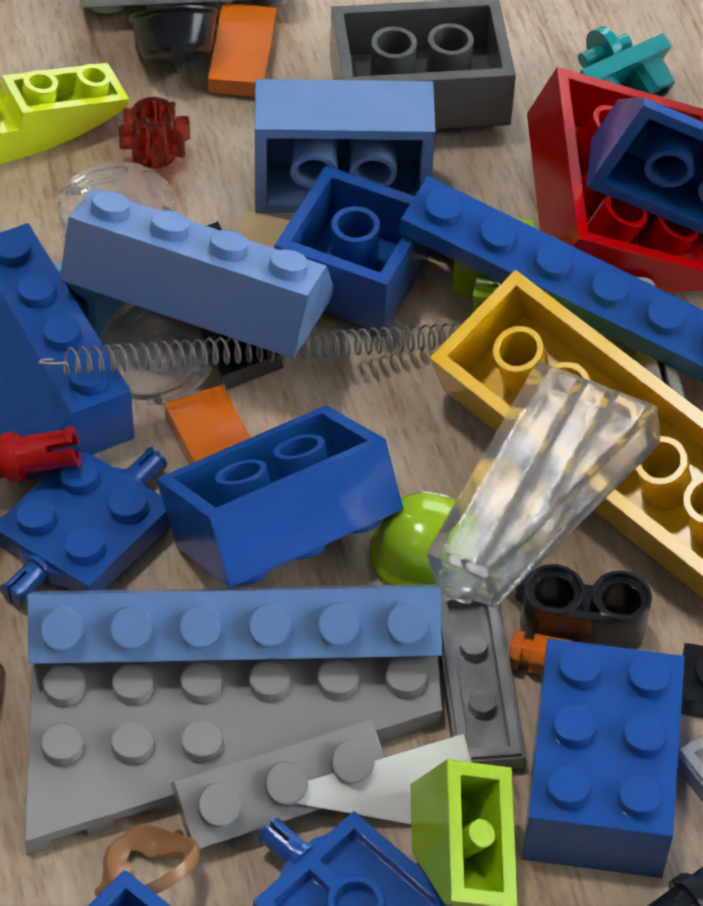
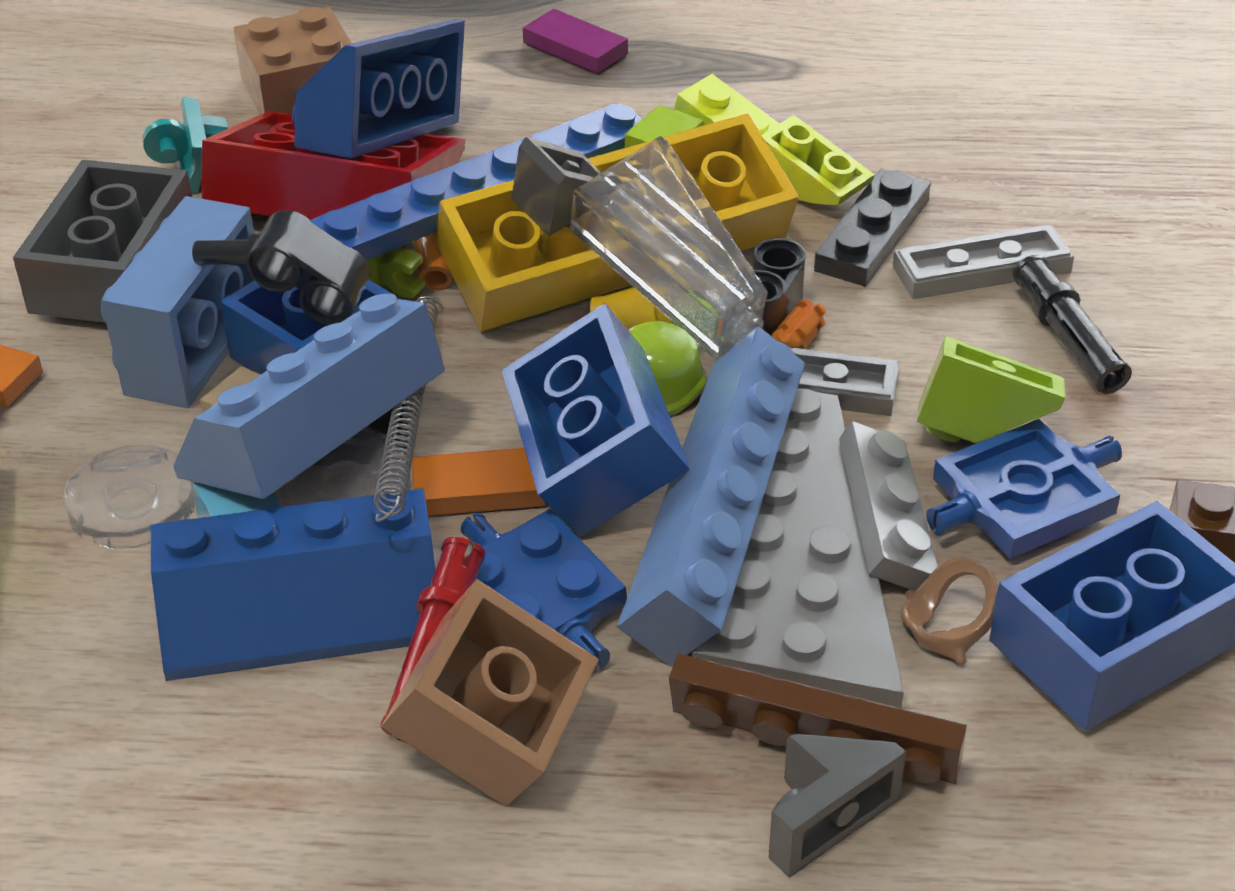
camera: 70 degrees left, 10 degrees down
(154, 132) = (53, 438): clear red gear -> none
(349, 186) = (298, 255): none -> black beam
(387, 789) = (900, 419): white sticker -> none
(572, 341) = (546, 182): none -> dark grey slope
(605, 759) = (905, 297): blue brick -> none

